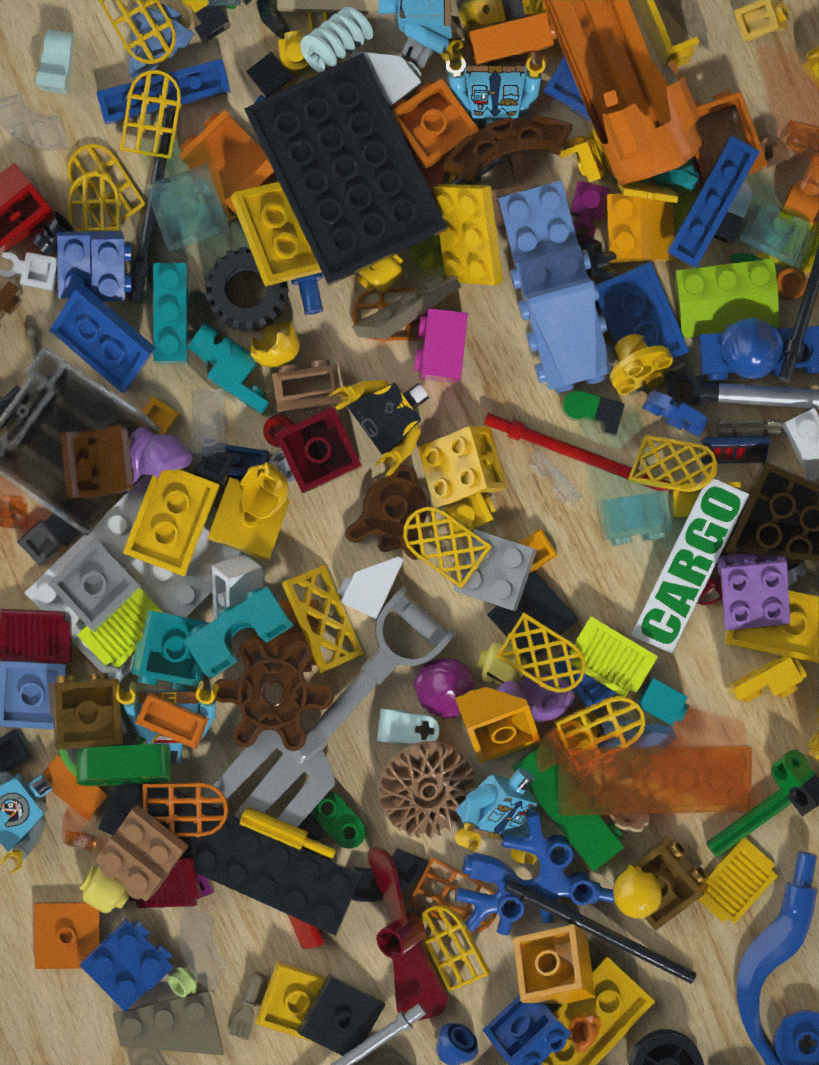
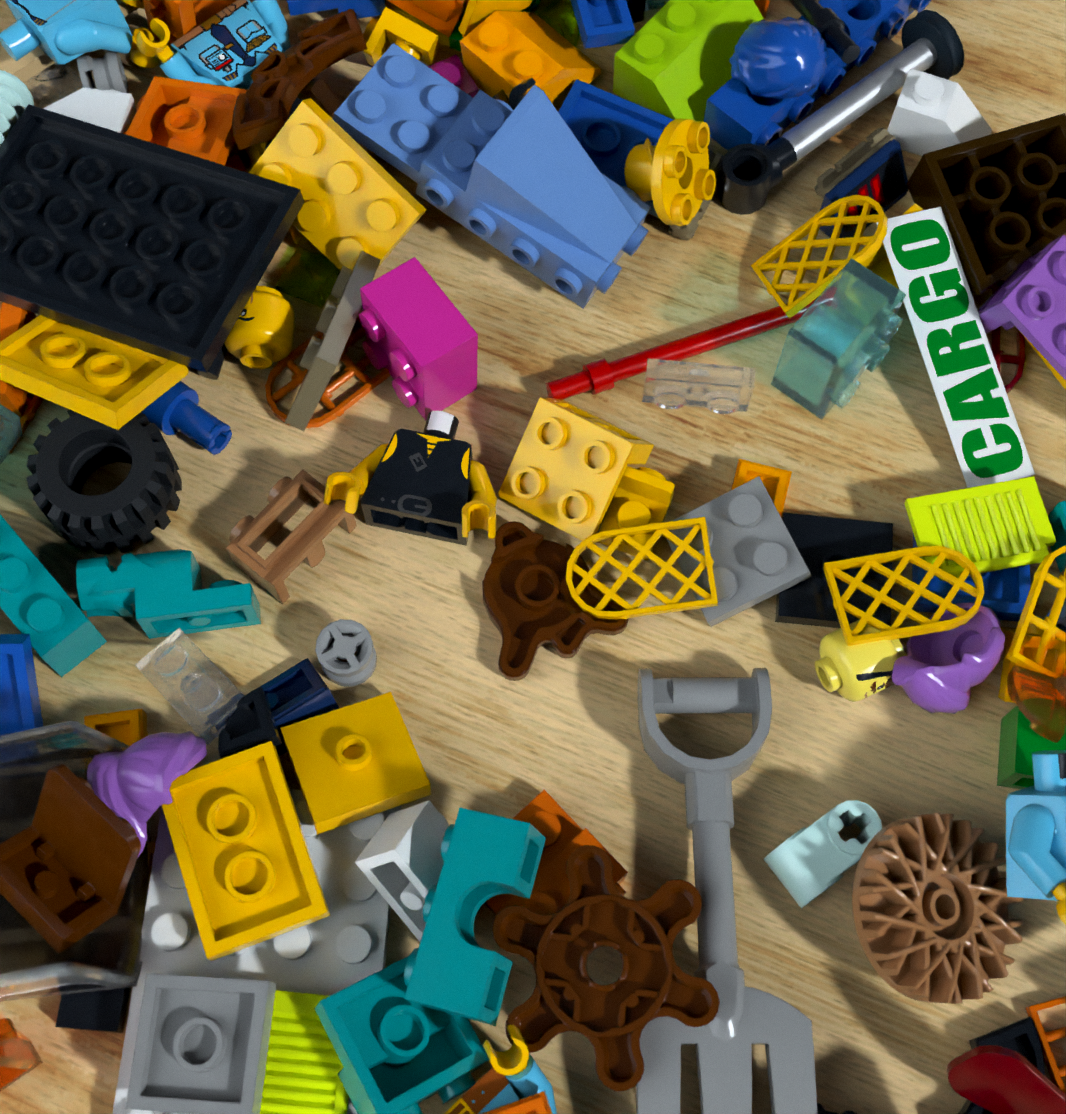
camera: 45 degrees left, 20 degrees down
(40, 542) = (74, 1062): dark grey tile -> none
(264, 490) = (340, 693): yellow hair -> none
(269, 427) = (294, 605): red plate -> none
(278, 345) = (205, 514): yellow hair -> none
(316, 639) = (538, 810): yellow window -> none
(318, 450) = (374, 584): dark red slope -> none
(340, 819) = (860, 1076): green plate -> none
(370, 587) = (600, 709): white slope -> none
(440, 684) = (818, 753): magenta hair -> none
(496, 722) = (935, 727): light orange slope -> none
(582, 405) = (668, 278): leg -> none
(675, 414) = (765, 196): blue plate -> none

